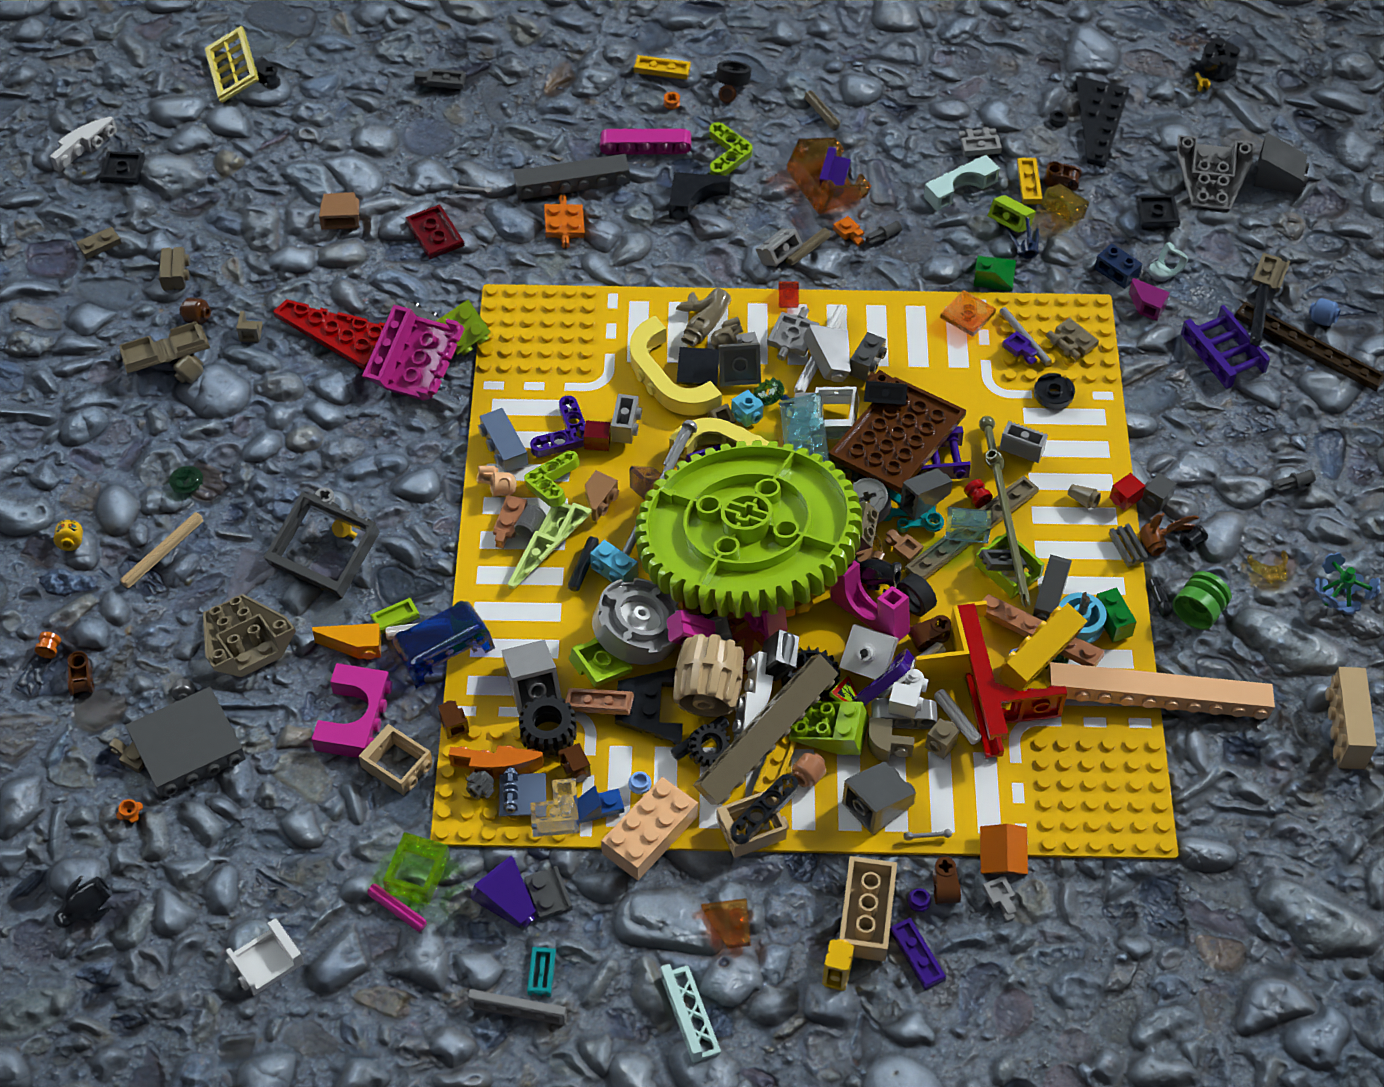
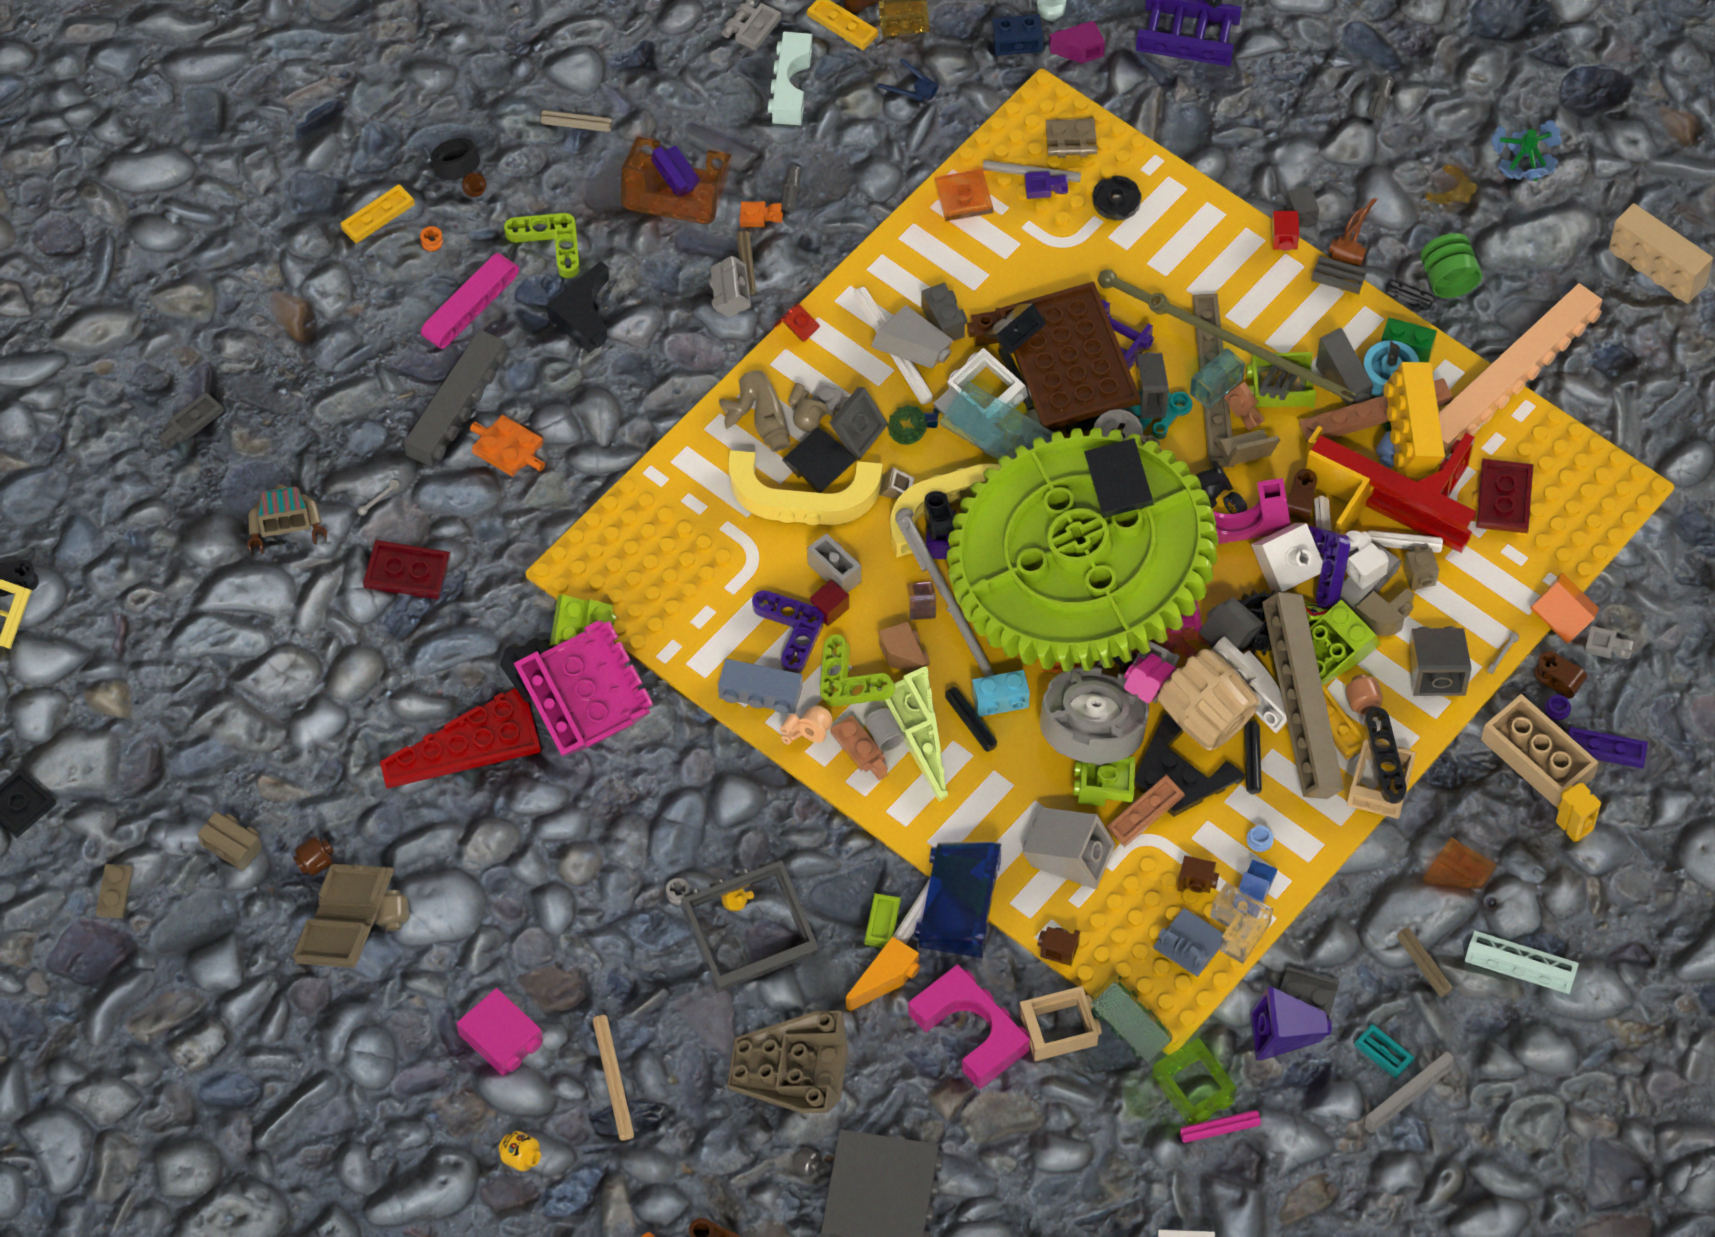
camera: 50 degrees left, 5 degrees up
(146, 472) = (500, 1032): none -> dark pink brick
(182, 474) = (540, 990): clear green gear -> none
(248, 330) = (384, 821): dark tan panel -> none
(339, 211) = (297, 635): medium nougat torso -> none
(414, 151) = (283, 512): none -> dark tan torso
(428, 792) = (1130, 1018): none -> clear green wedge
(480, 785) = (1155, 968): dark grey gear -> none
(496, 763) = (1140, 940): orange slope -> none
(547, 710) = (1139, 889): black tyre -> none
(634, 950) = (1424, 962): none -> dark tan axle
(649, 828) = (1319, 862): light nougat brick -> none
(695, 743) = (1262, 759): black tyre -> none
(712, 439) = (938, 514): none -> black piece
(747, 408) = (916, 455): medium azure brick -> none
(789, 332) = (852, 354): light grey plate -> none
(809, 503) = (1118, 478): none -> black tile
(904, 547) = (1189, 445): medium nougat plate -> none
(920, 594) = (1245, 469): black tyre -> none
(937, 577) = (1247, 447): none -> dark tan panel
(967, 553) = (1242, 403): none -> nougat plate
(978, 493) = (1182, 345): red wheel -> none
(994, 273) = (925, 137): green slope -> none
(1011, 213) = (875, 68): lime brick -> none
(1023, 442) = (1161, 265): light grey brick -> none
(1056, 753) = (1504, 496): none -> dark red tile
(1086, 496) = (1258, 265): dark tan cone -> none
(1193, 538) = (1374, 221): black bush -> none

